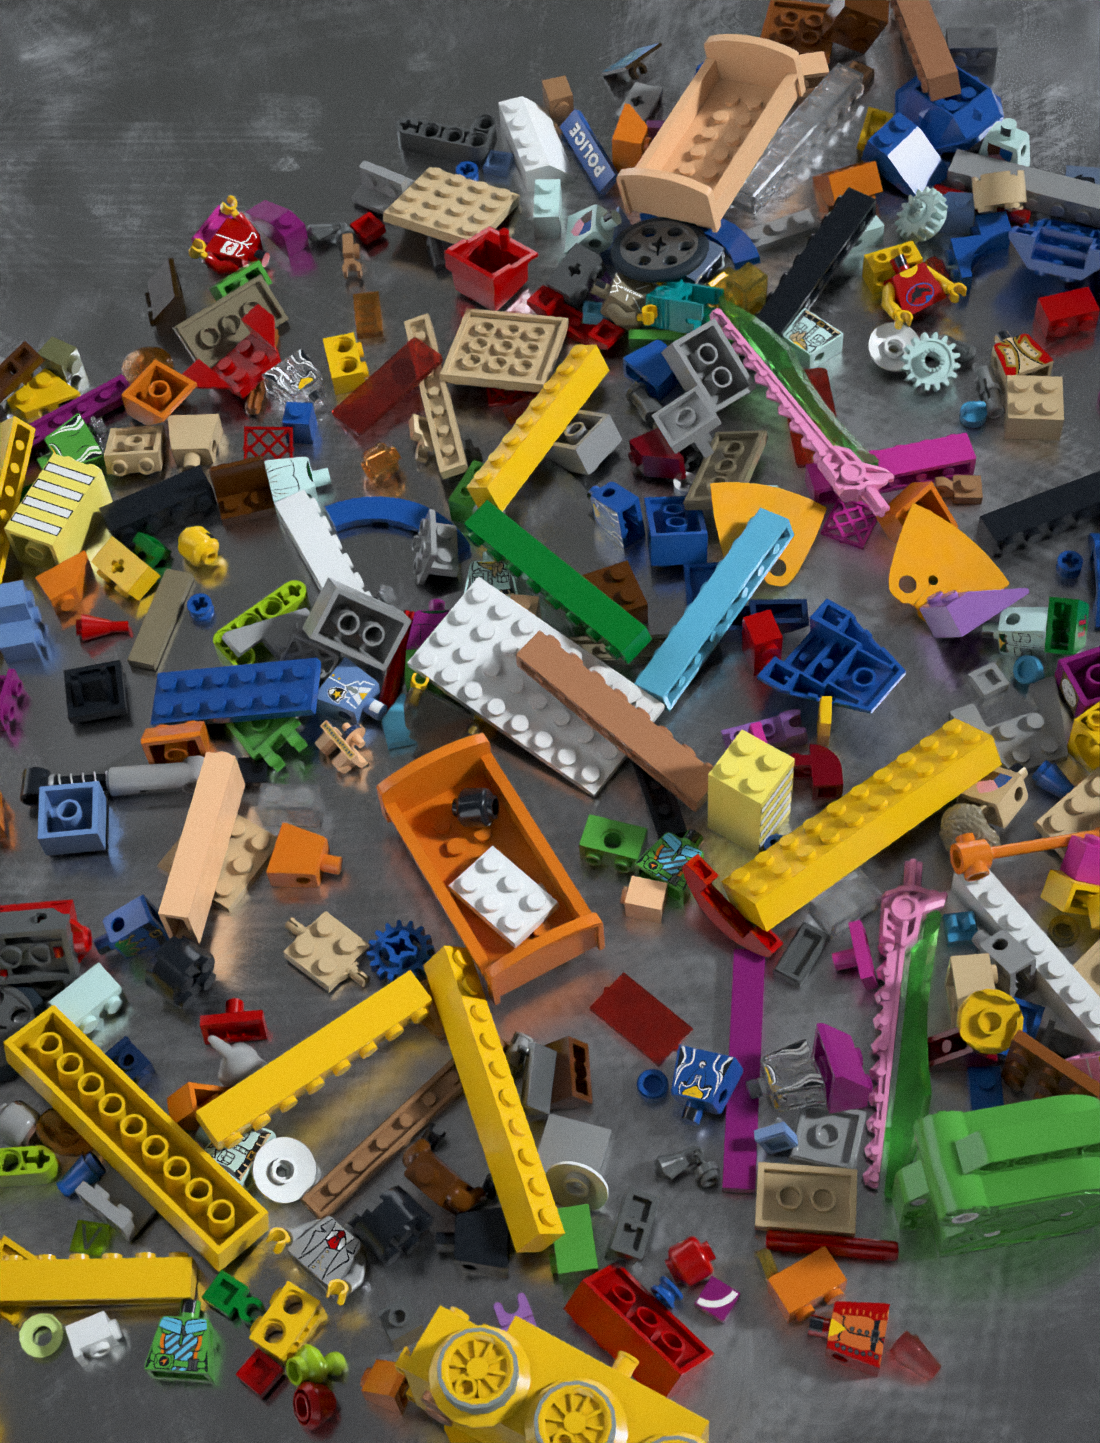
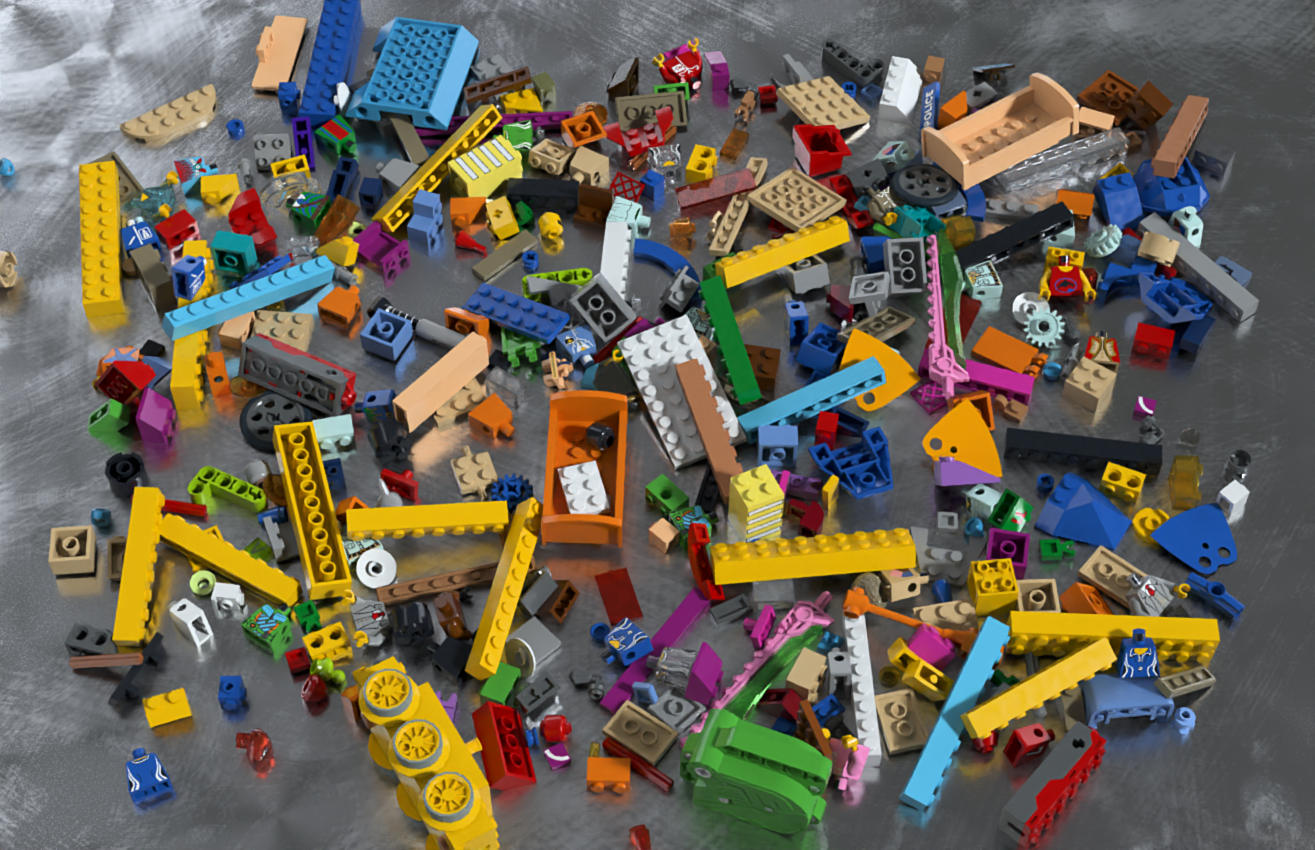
camera: 25 degrees right, 5 degrees down
(62, 1407) = (185, 613): none -> white torso
(95, 691) = (443, 275): black plate -> none
(547, 208) = (880, 132): light aqua brick -> none
(712, 694) = (777, 446): none -> medium blue brick
(854, 1334) = (616, 812): torso -> none
(906, 418) = (1008, 353): none -> orange tile
(989, 1020) = (798, 687): yellow tile -> none

